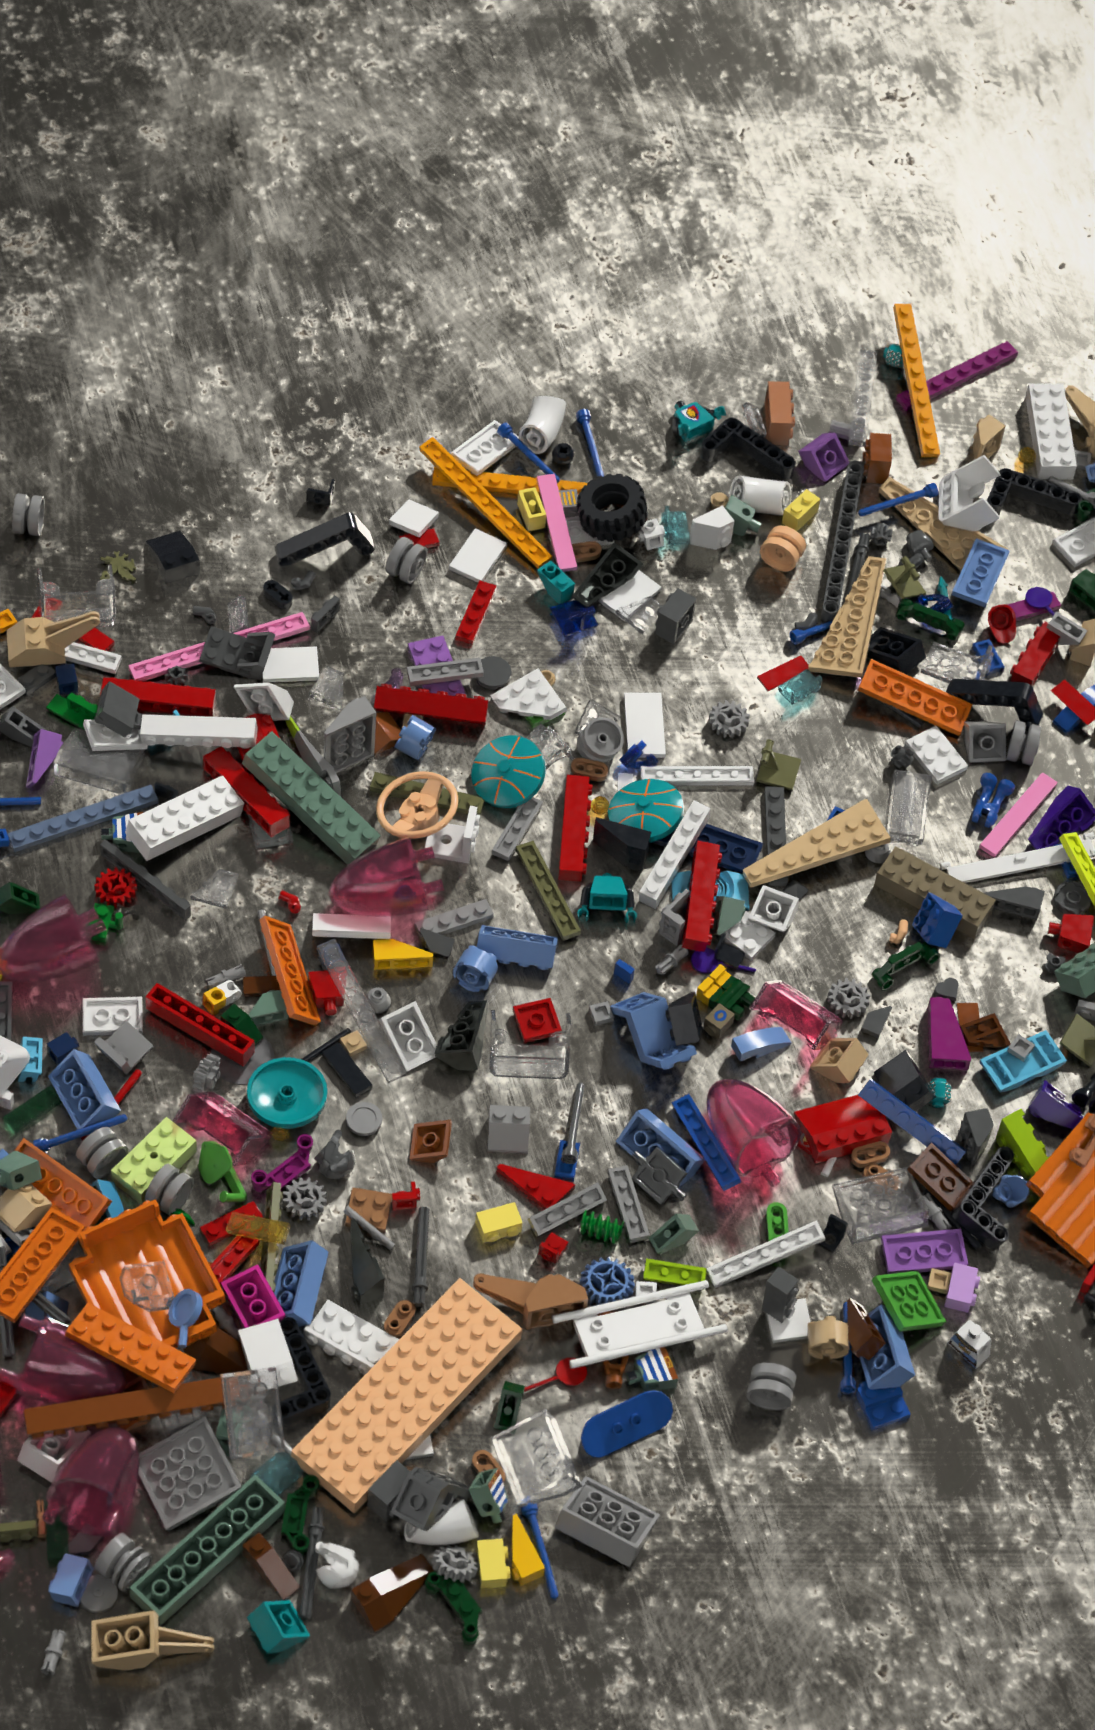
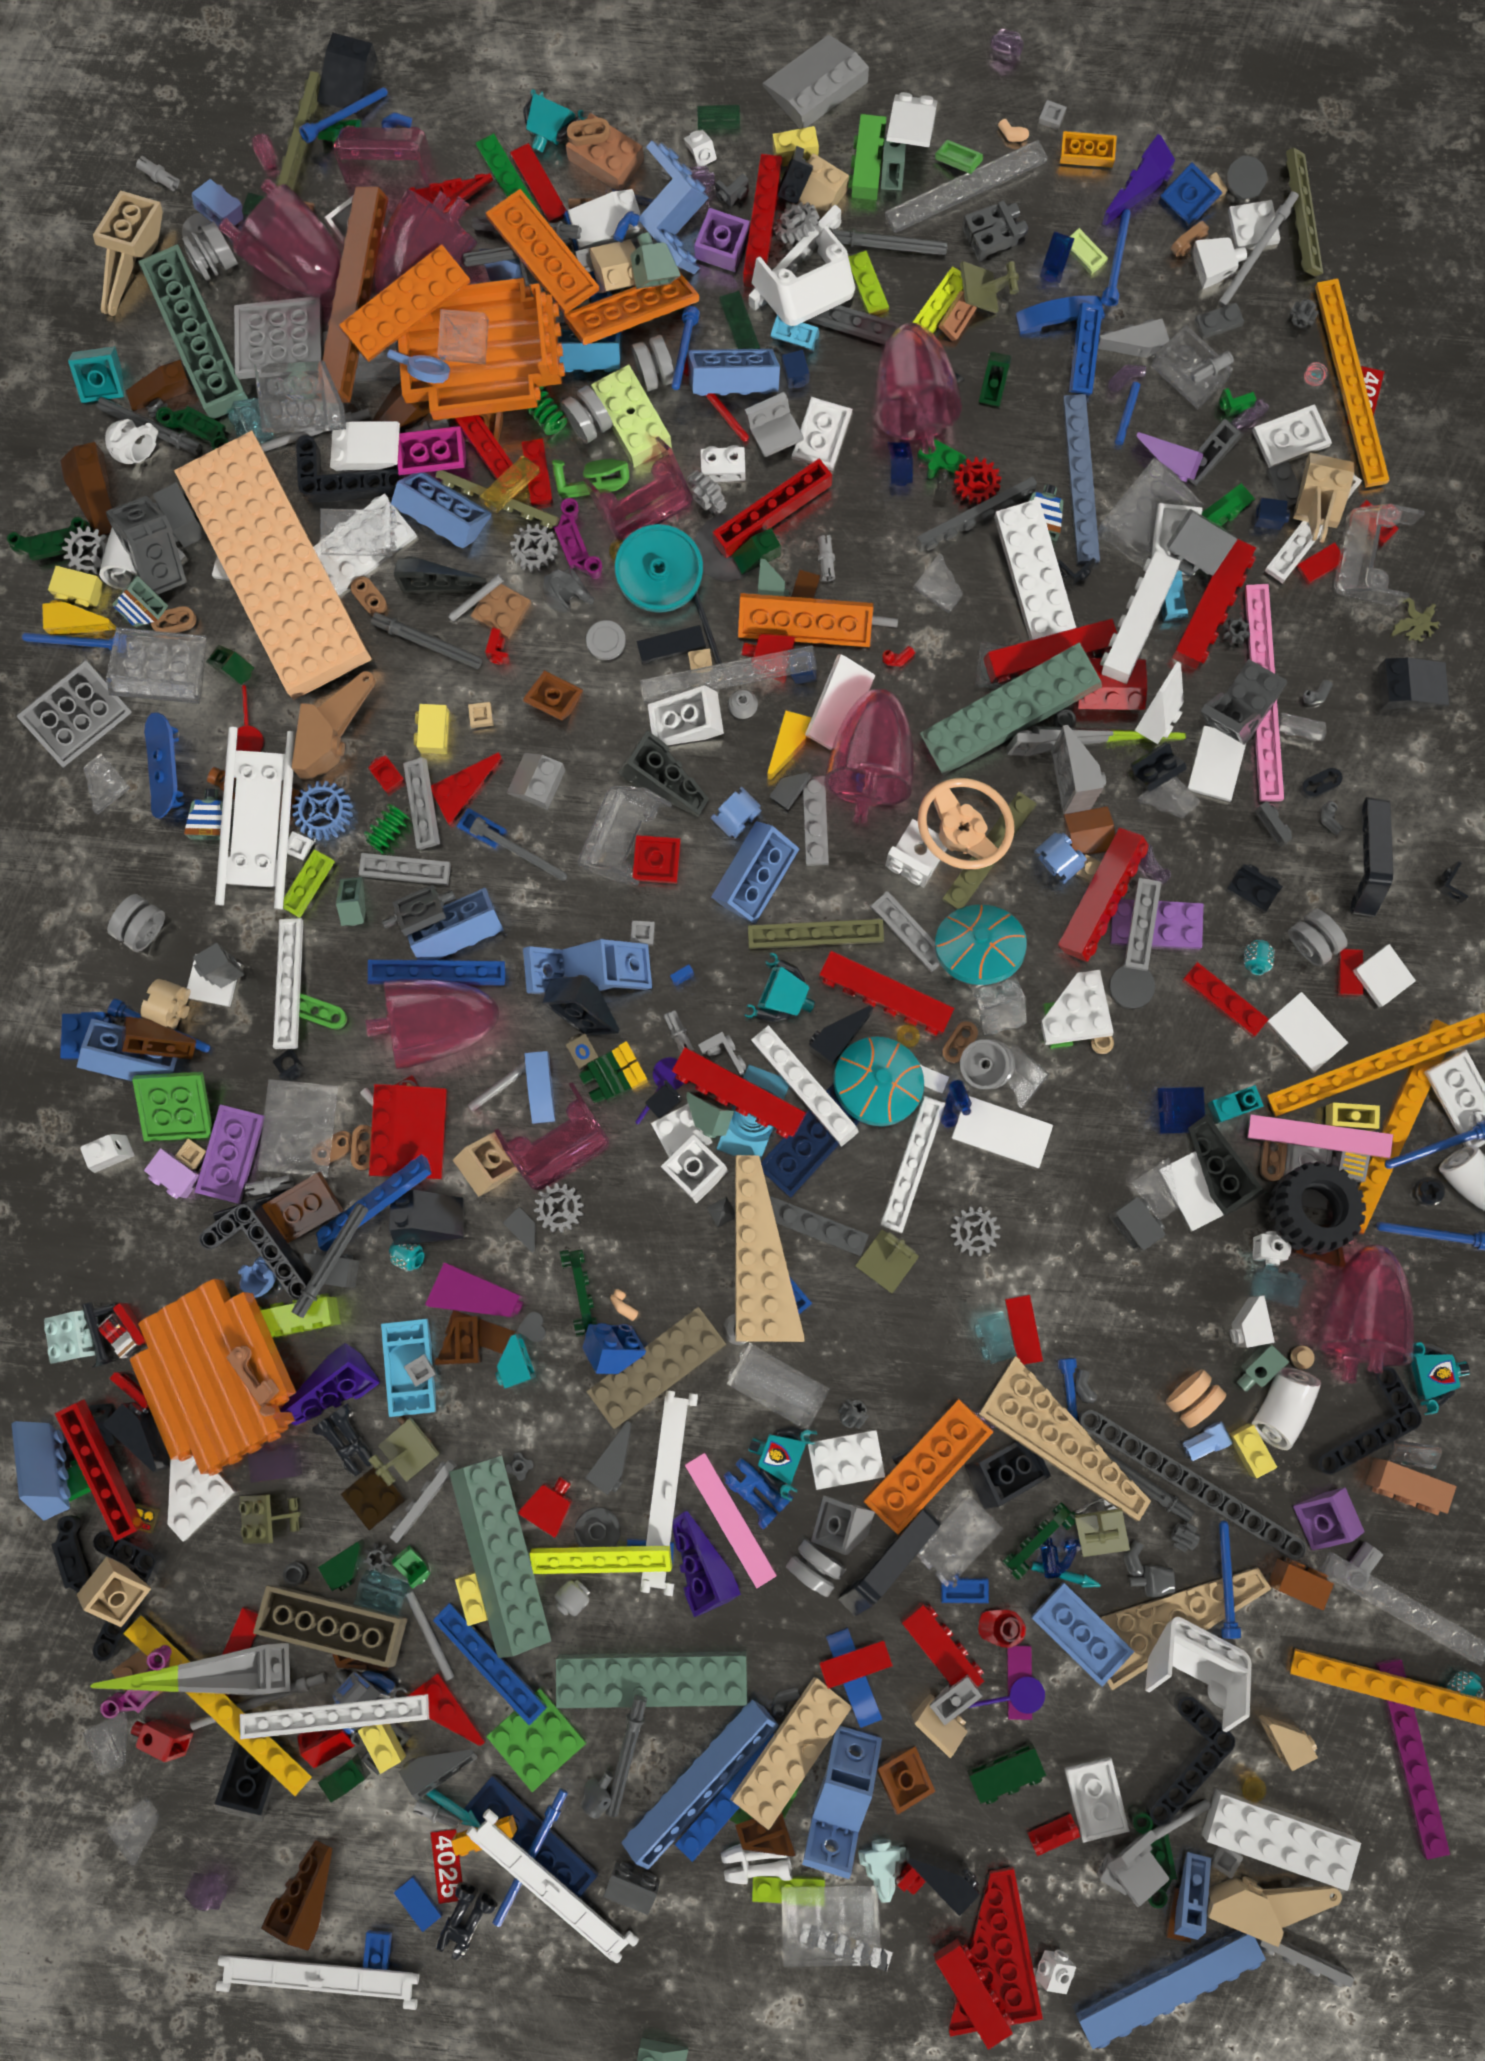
camera: 125 degrees right, 25 degrees up
(119, 946) = (900, 463): none -> clear blue slope
(171, 1077) = (723, 463): none -> white brick
(220, 996) = (802, 544): leg -> none
(313, 698) = (1157, 767): none -> black bracket
(348, 1325) = (358, 532): none -> clear bracket
(380, 615) = (1254, 887): none -> black bracket
(435, 596) = (1259, 957): none -> teal head
(470, 1191) = (480, 715): none -> tan plate
(660, 1471) = (104, 783): none -> clear wing
(672, 459) = (1369, 1314): none -> clear pink windscreen
(769, 1073) = (497, 1087): none -> light grey bar
(813, 542) = (1212, 1439): none -> light blue piece
(956, 792) = (781, 1456): none -> torso
(973, 1122) = (329, 1261): none -> dark grey axle
(982, 983) = (515, 1363): none -> teal slope

